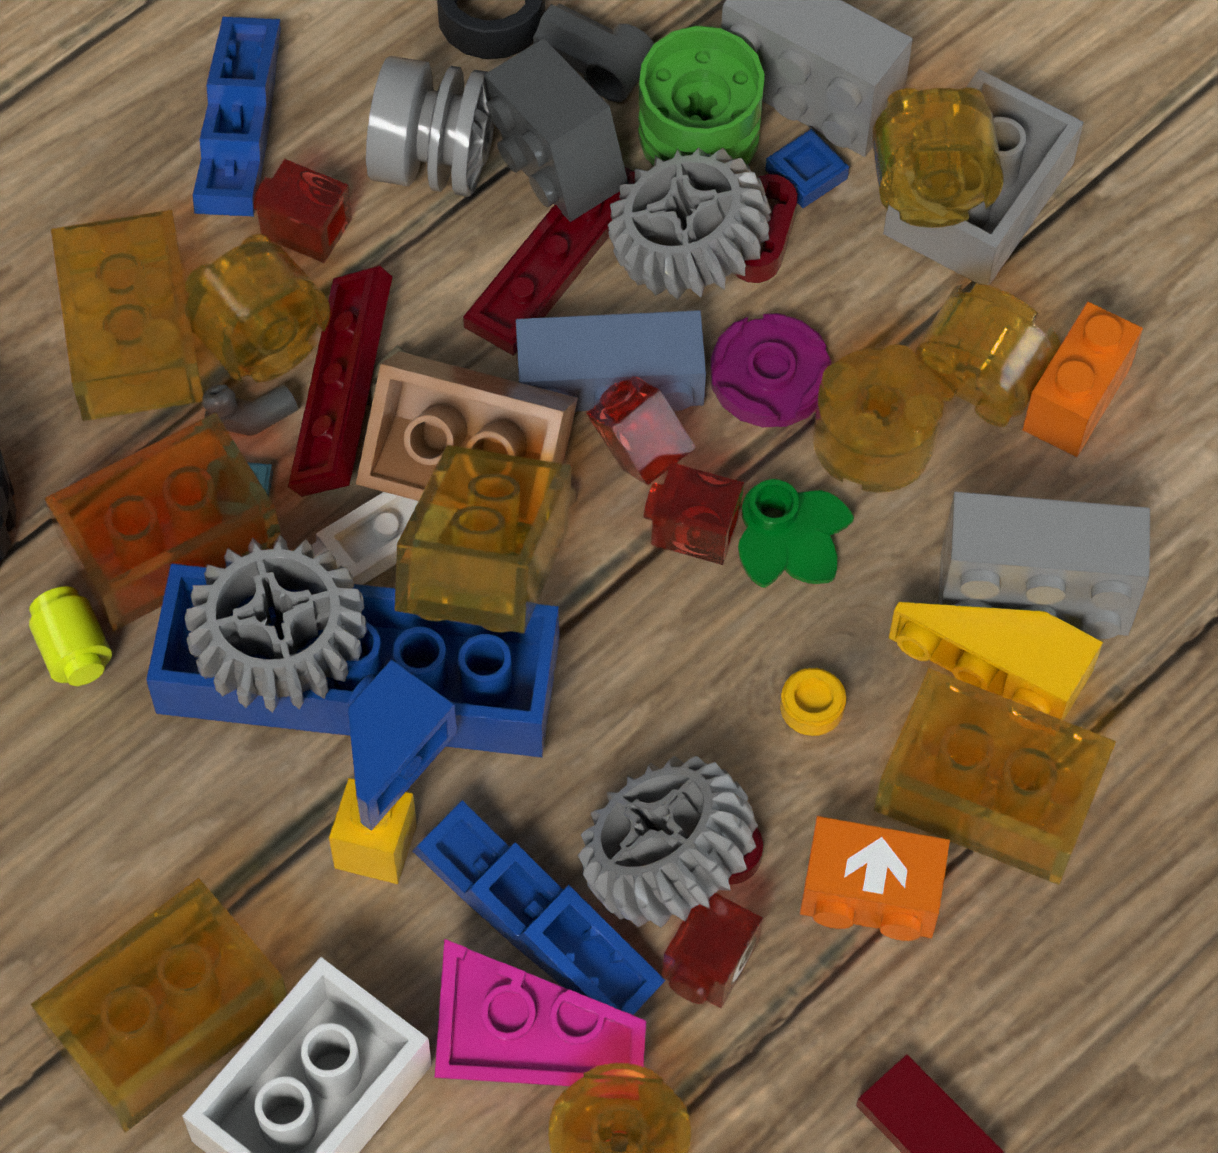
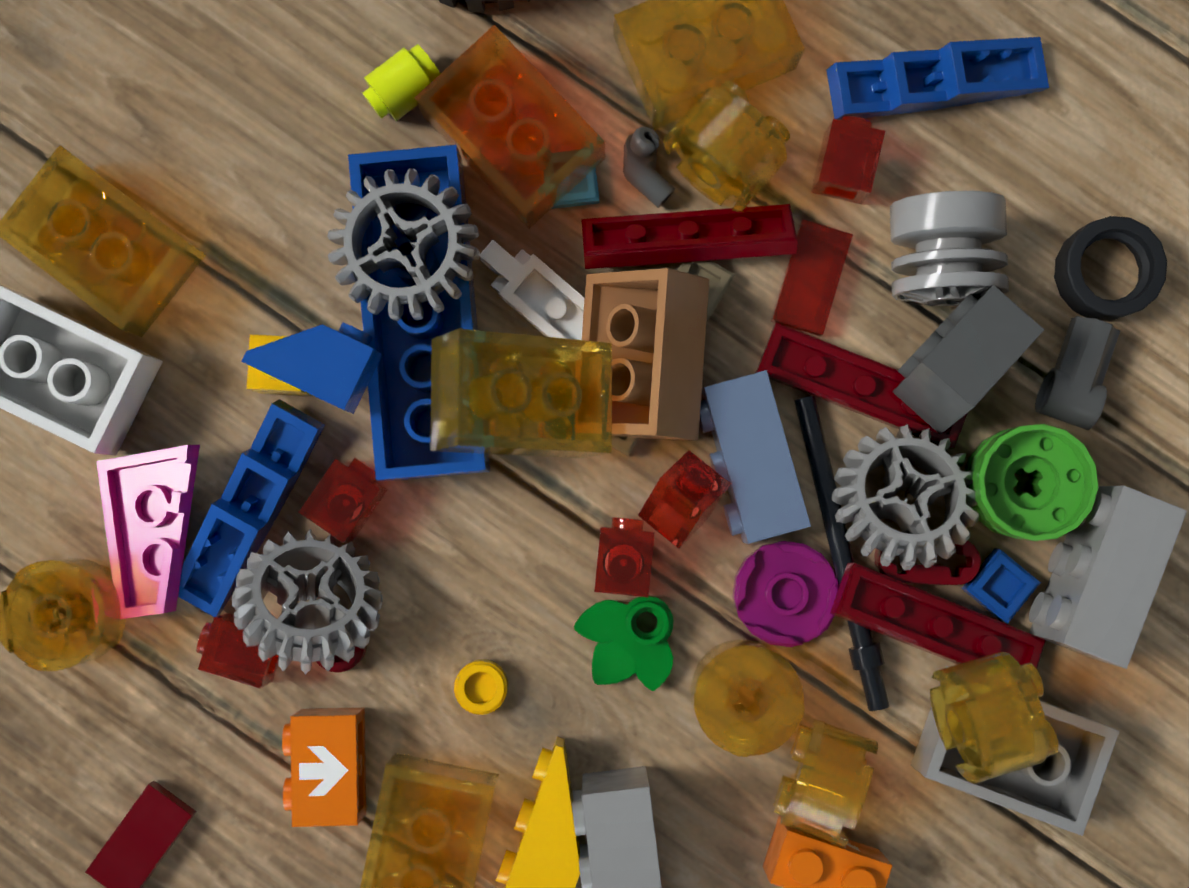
camera: 80 degrees right, 25 degrees up
(425, 275) = (811, 278): none -> clear red tile
(552, 795) = (344, 499): none -> clear red brick
(823, 241) = (928, 620): none -> dark red tile
(855, 304) = (865, 653): none -> black bar

